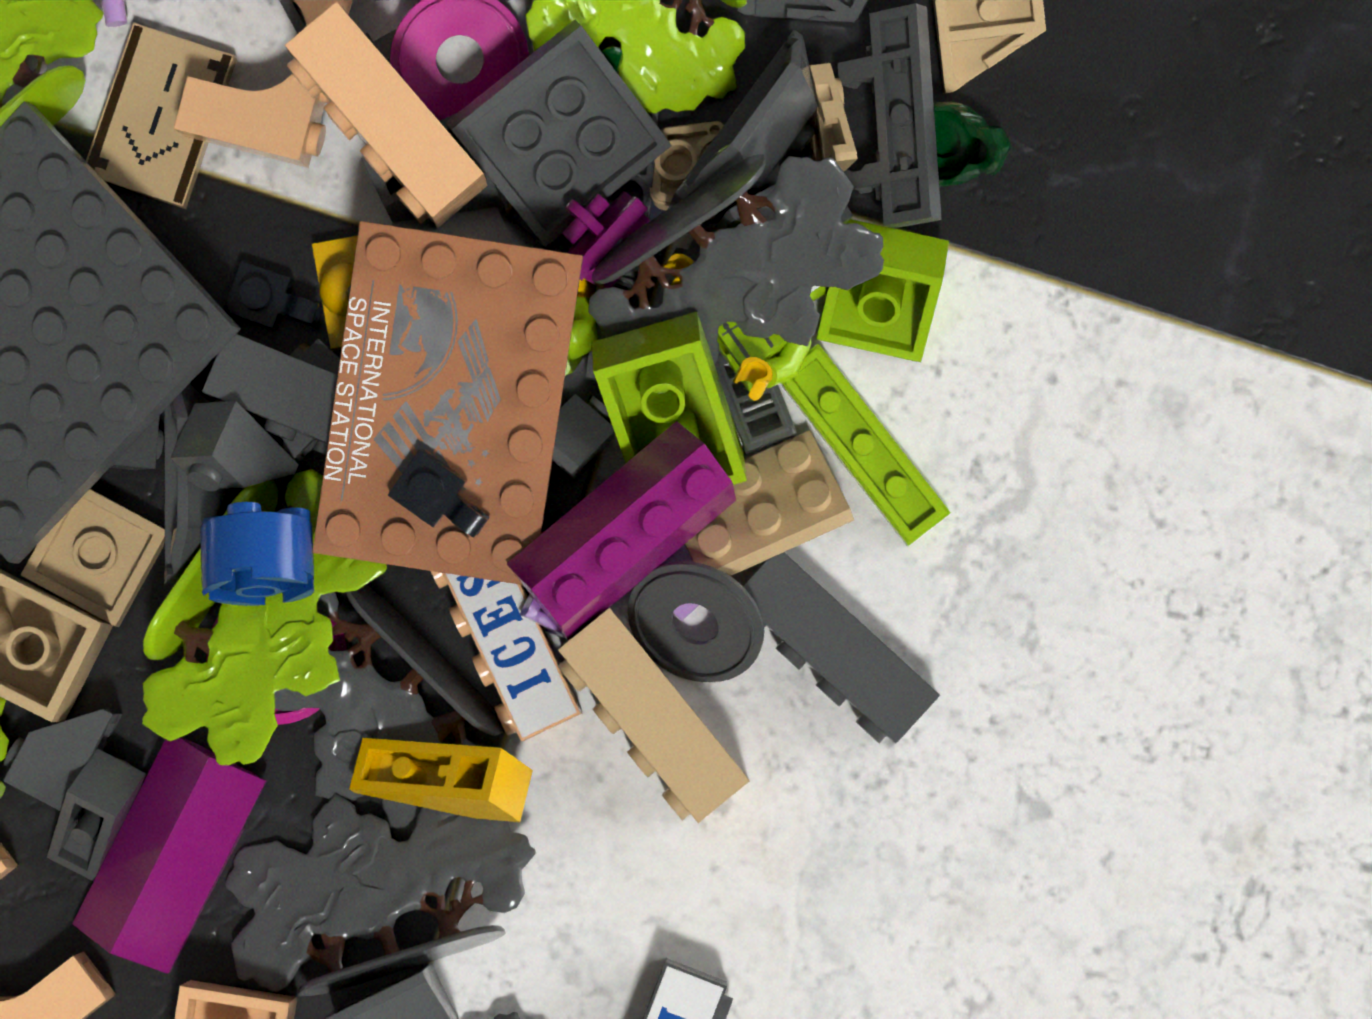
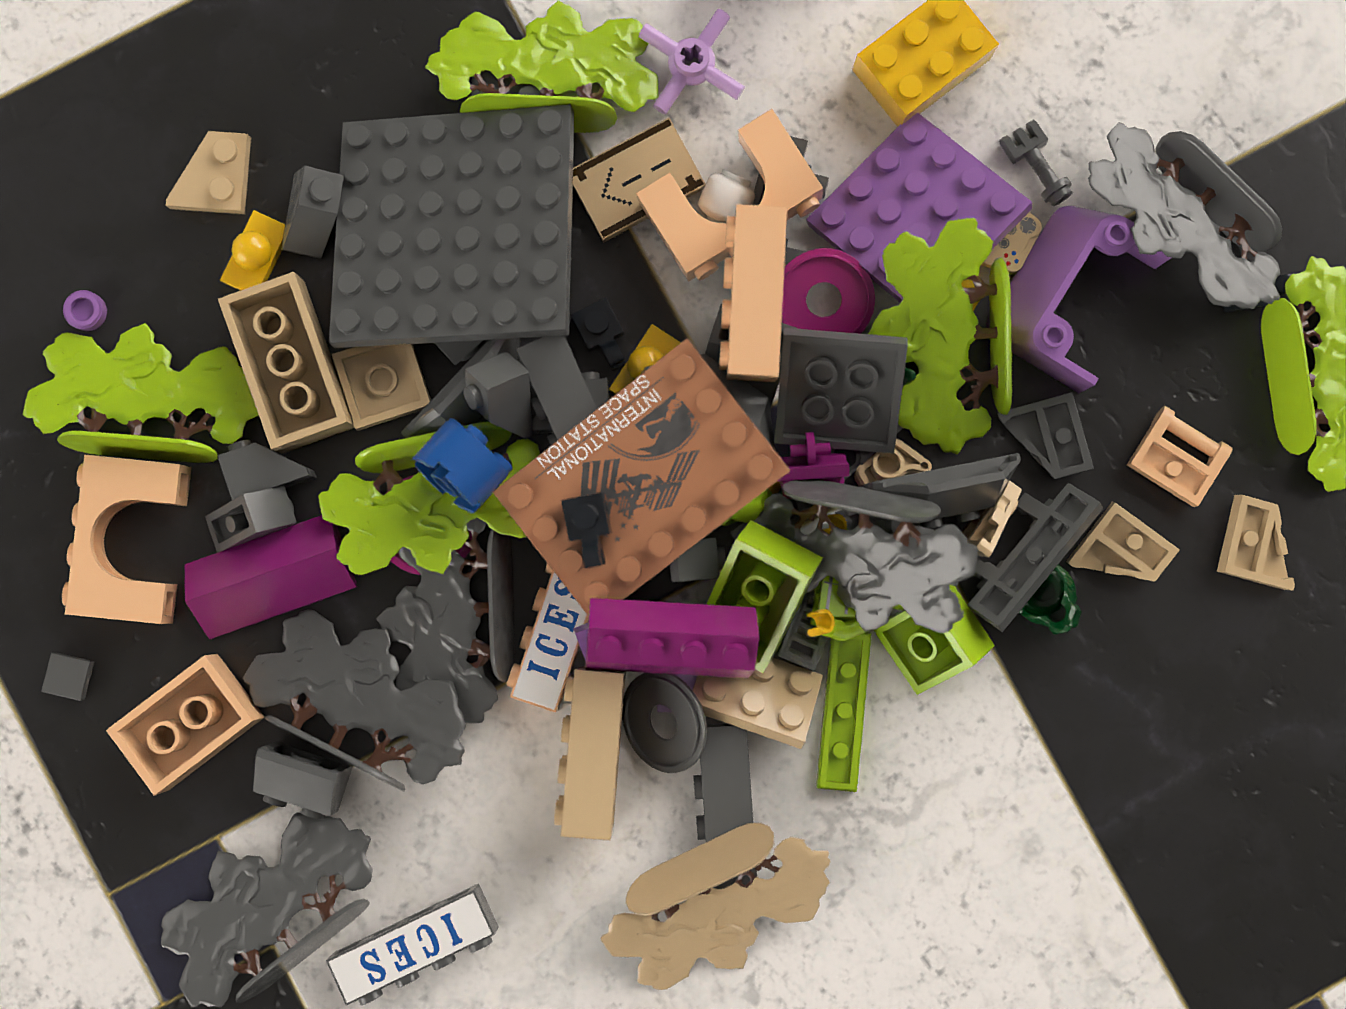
camera: 40 degrees right, 0 degrees up
(262, 50) = (722, 195): none -> white head
(443, 777) = (449, 677): yellow slope -> none
(930, 766) = (712, 920): none -> tan plant

